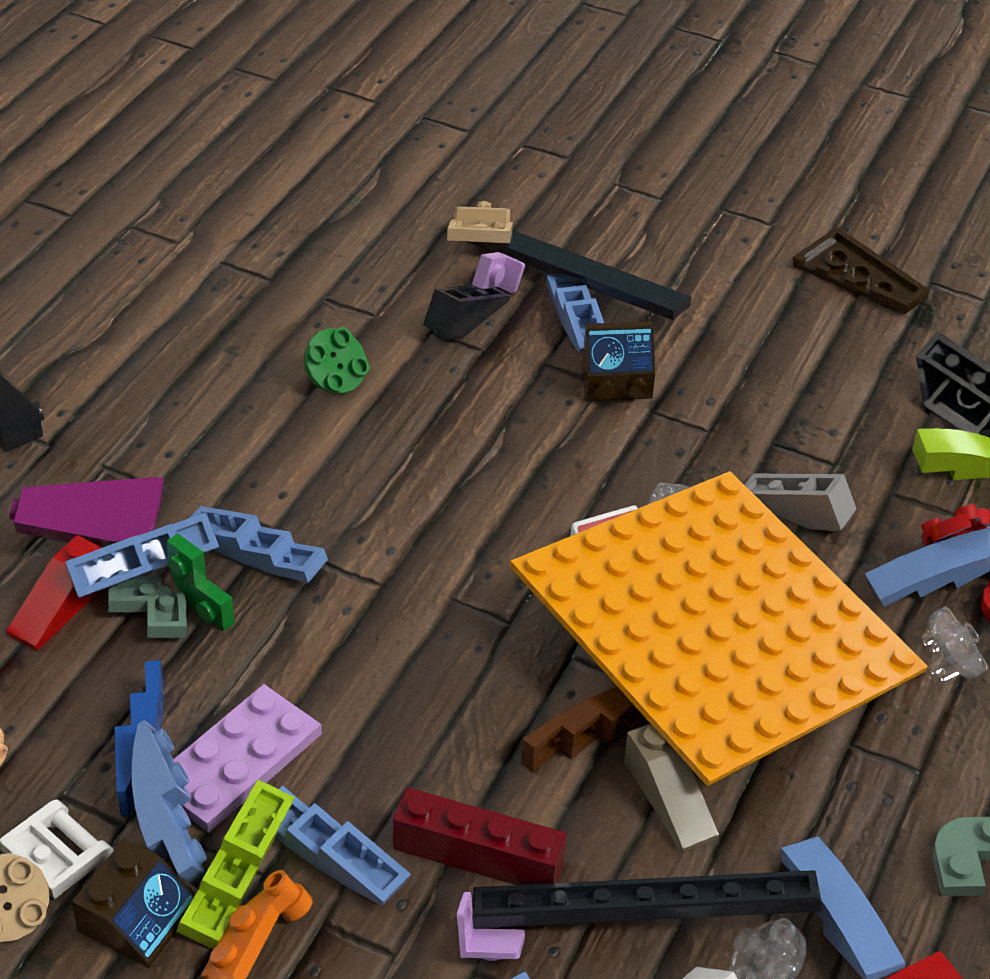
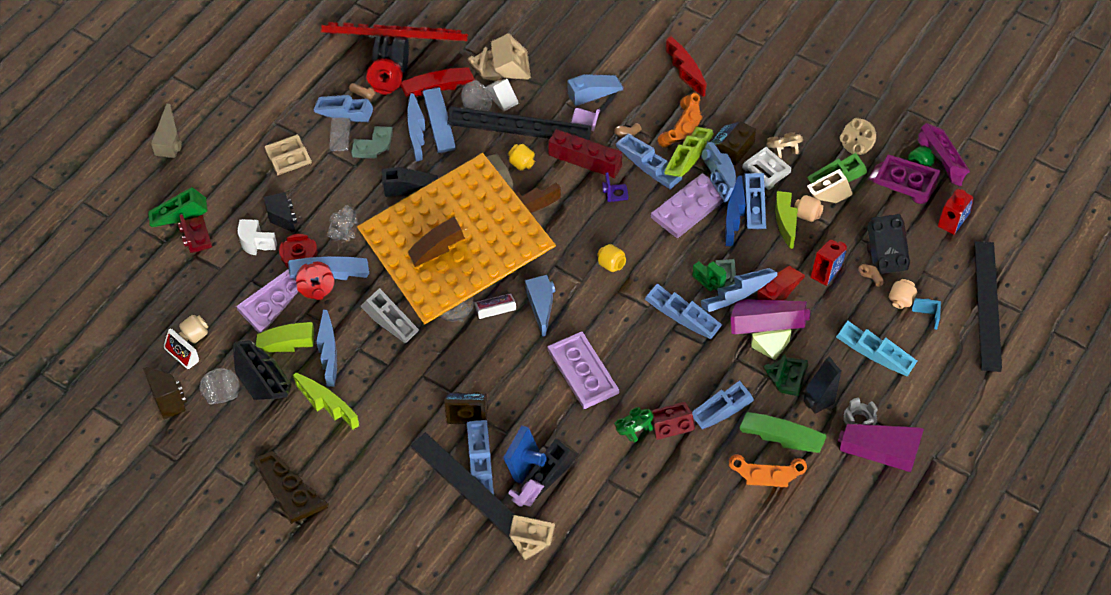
camera: 170 degrees left, 10 degrees up
(26, 731) = (786, 217): none -> lime slope
(66, 460) = (787, 374): none -> dark green slope
(92, 766) = (755, 200): none -> medium blue slope
(95, 370) = (783, 431): none -> bright green slope
(163, 320) = (767, 474): none -> orange plate
(184, 403) = (722, 405): none -> medium blue slope
(274, 380) = (672, 420): none -> dark red bracket
(382, 919) = (622, 131): none -> medium nougat arm
(397, 619) = (611, 258): none -> yellow head
(414, 770) = (609, 189): none -> dark purple bracket
(432, 442) = (583, 370): none -> lavender plate
(507, 299) = (523, 454): none -> blue tile
(522, 531) = (540, 295): none -> medium blue slope
(624, 825) = (521, 157): none -> yellow head
(744, 572) = (436, 242): none -> reddish brown slope
(858, 743) = (404, 181): none -> black slope
(862, 377) = (323, 398): none -> lime slope
(885, 449) = (327, 346): none -> medium blue slope
(892, 887) = (416, 125): none -> medium blue slope

